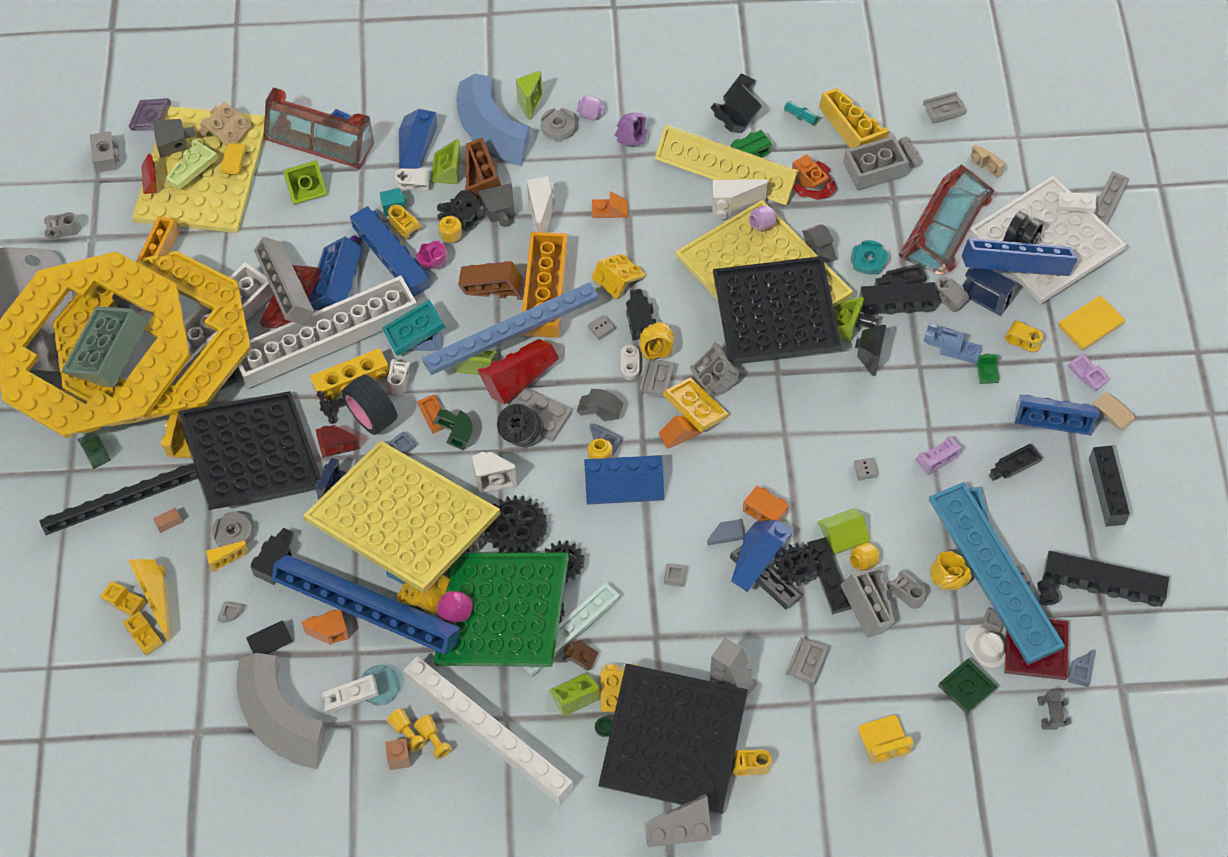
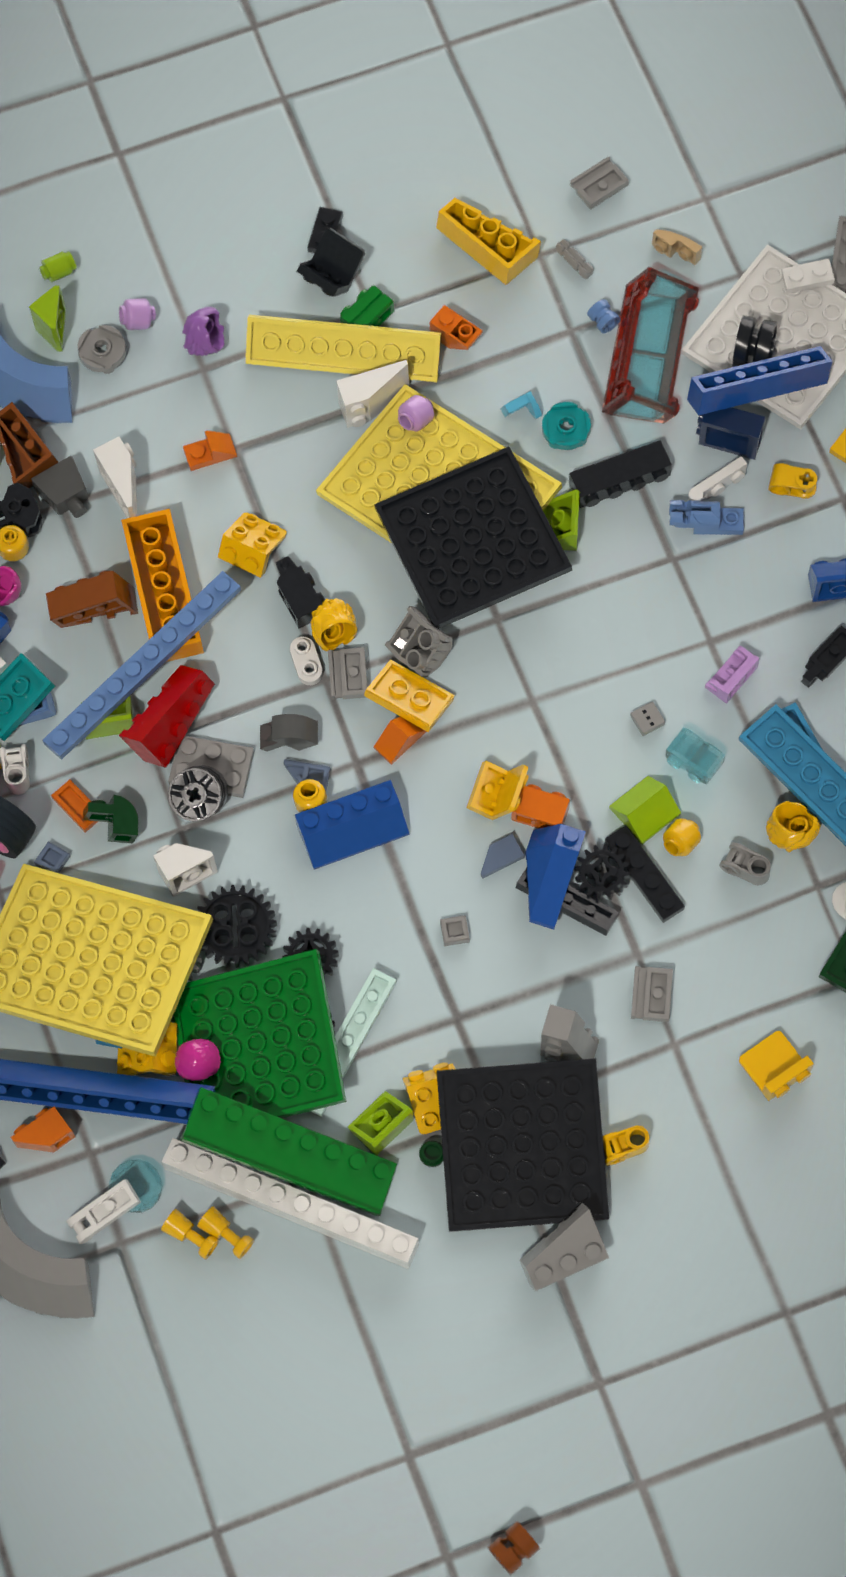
camera: 15 degrees left, 10 degrees up
(397, 754) = (190, 1268): nougat brick -> none
(498, 690) = (288, 1151): none -> green plate
(546, 64) = (57, 266): none -> lime brick
(580, 654) = (371, 1071): reddish brown bracket -> none
(600, 327) = (253, 623): light grey tile -> none
(737, 485) = (497, 790): none -> yellow bracket
(801, 113) = (417, 243): teal pin -> none
(821, 241) = (499, 422): dark grey brick -> none
(828, 190) = (486, 342): red helmet -> none
(843, 232) = (525, 400): none -> medium azure tile
(867, 320) = (590, 516): black bush -> none
(869, 600) = (705, 894): light grey wedge -> none
(870, 347) = (606, 553): black slope -> none
(875, 162) = (536, 290): light grey brick -> none
(892, 503) = (694, 756): none -> clear light blue brick
(903, 275) = (616, 442): black hinge -> none
(919, 192) = (604, 317): none -> medium blue wheel
(951, 296) = (685, 450): light grey piece -> none
(970, 321) = (719, 481): none -> white plate
(987, 368) = (759, 538): green bracket -> none

